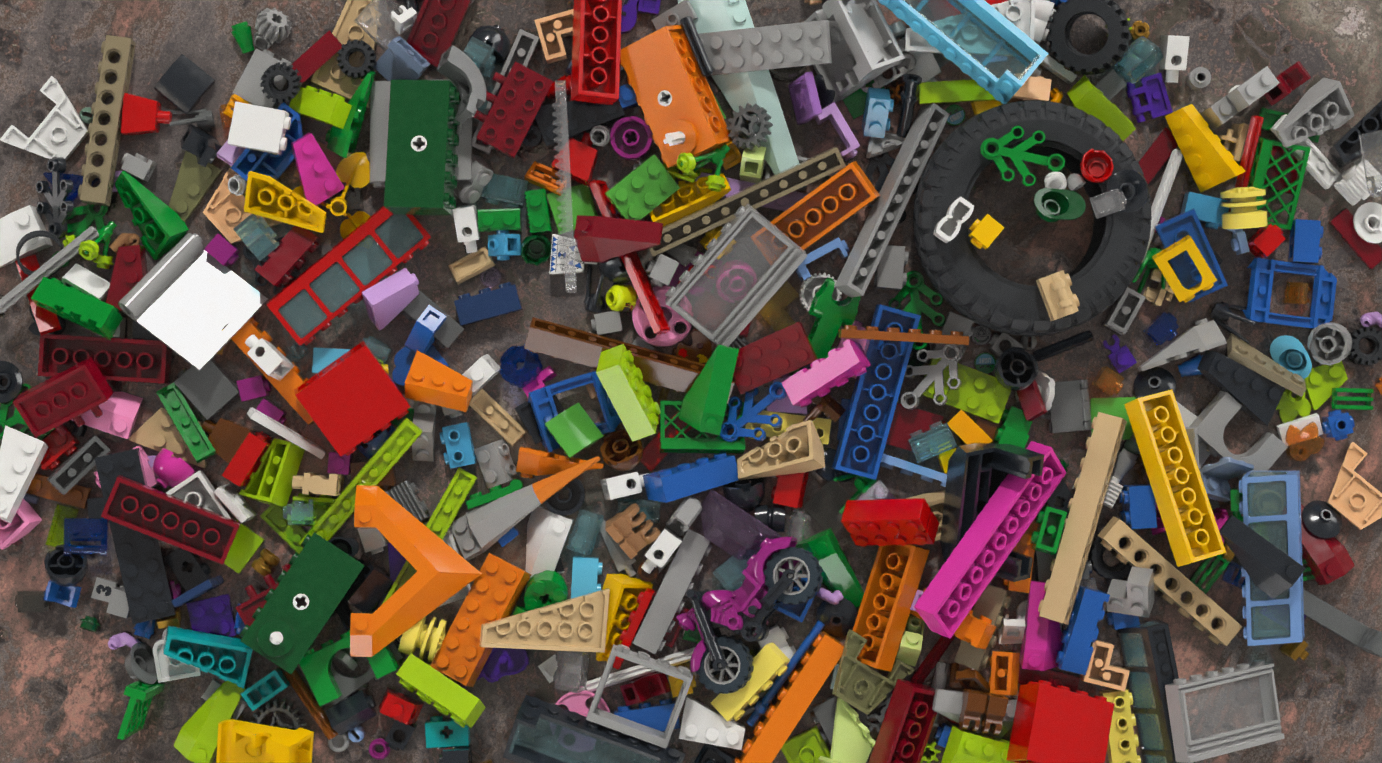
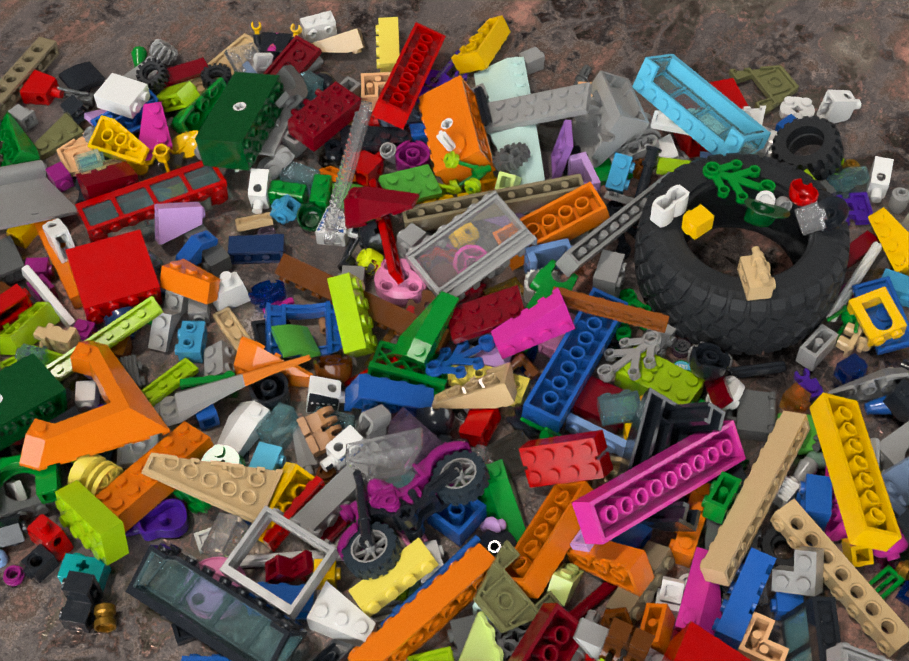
camera: 20 degrees right, 35 degrees down
(711, 564) = (385, 455): none -> clear wedge

